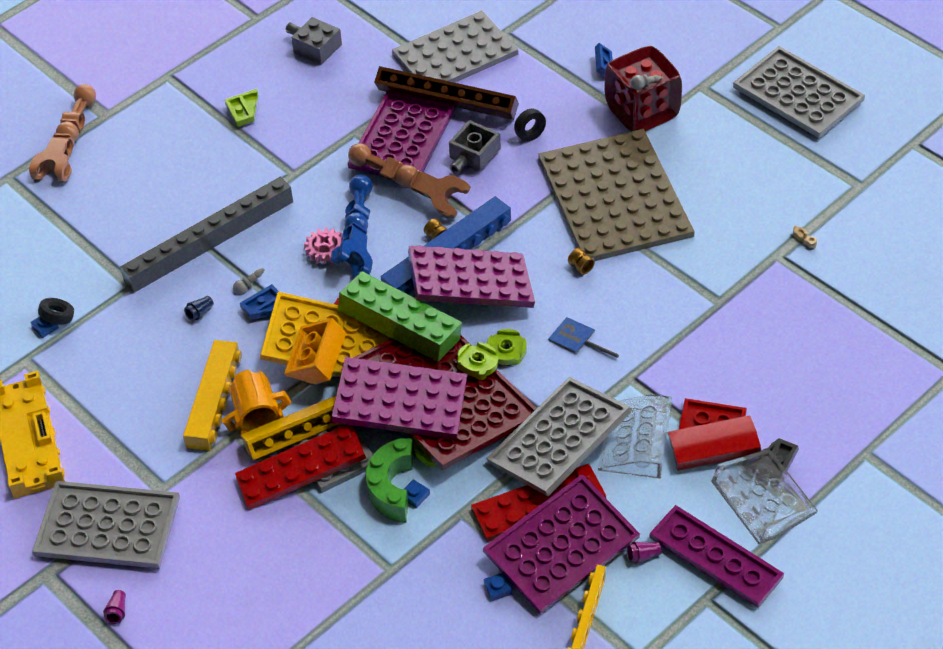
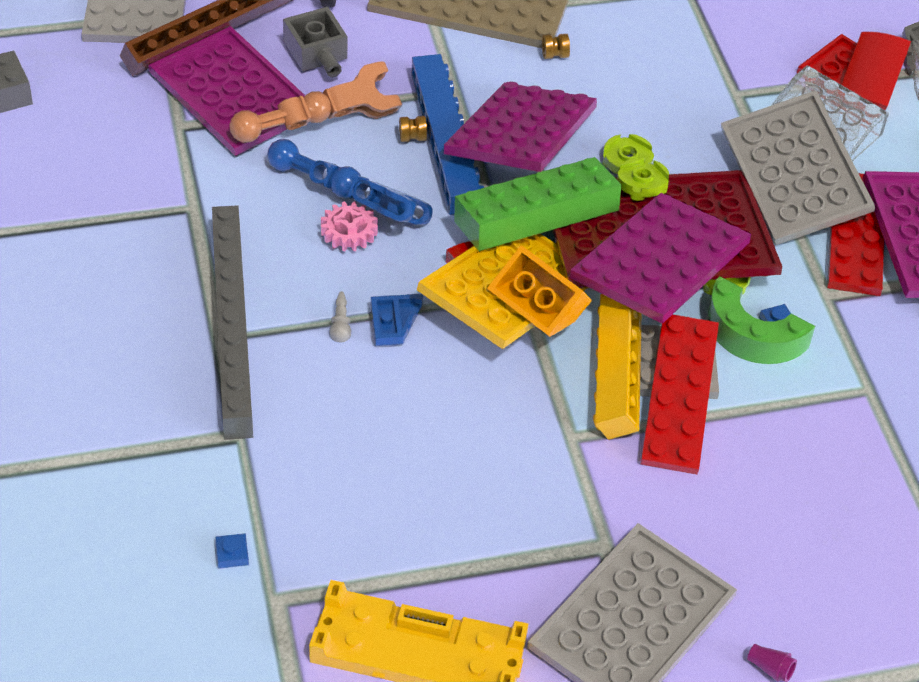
camera: 65 degrees left, 0 degrees up
(65, 309) = (228, 523): black tyre -> none
(195, 309) = (346, 384): dark blue cone -> none
(212, 395) = (503, 427): yellow brick -> none
(243, 107) = (39, 197): lime wing -> none
(254, 402) = (556, 388): light orange container -> none
(574, 335) = (649, 103): blue piece -> none

